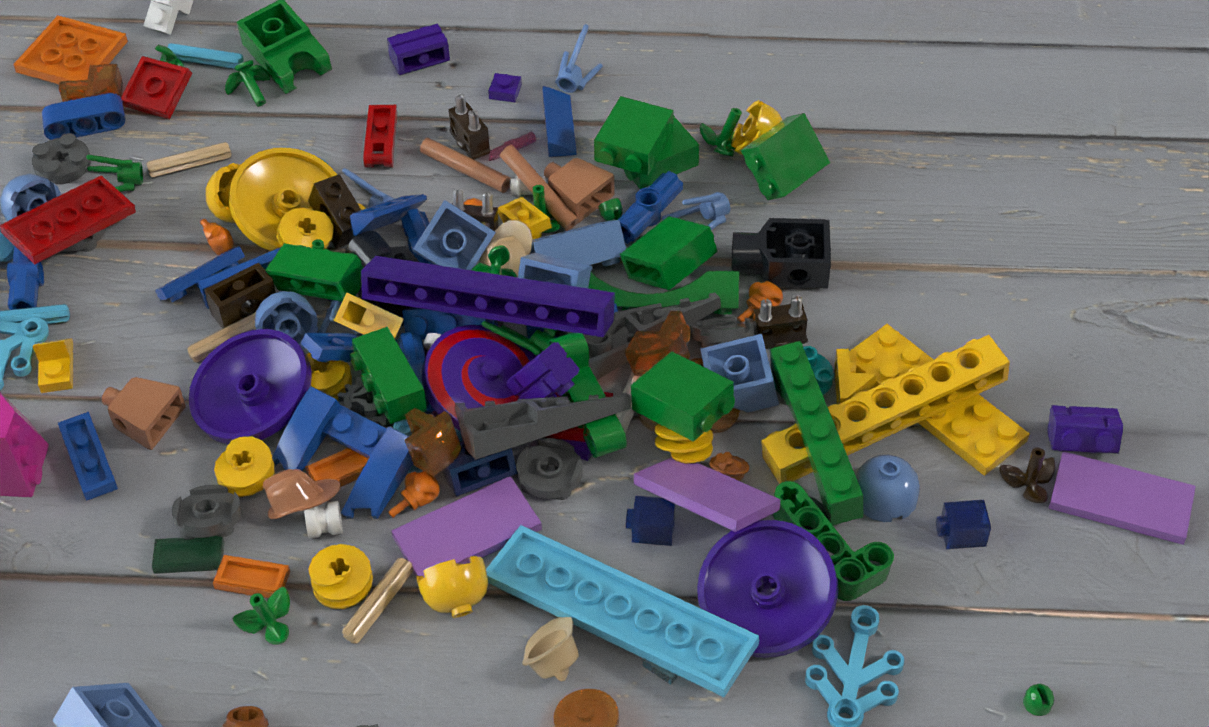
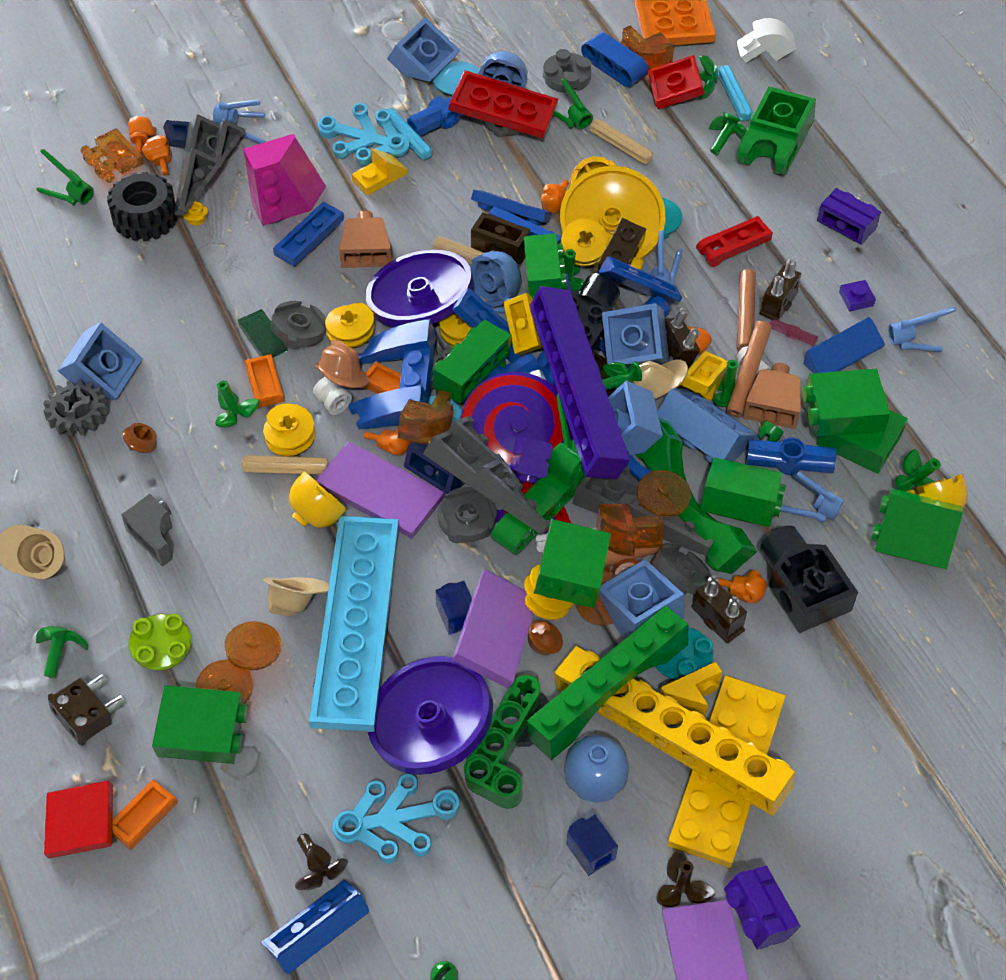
camera: 60 degrees right, 5 degrees up
(641, 301) = (663, 493): none -> clear orange piece

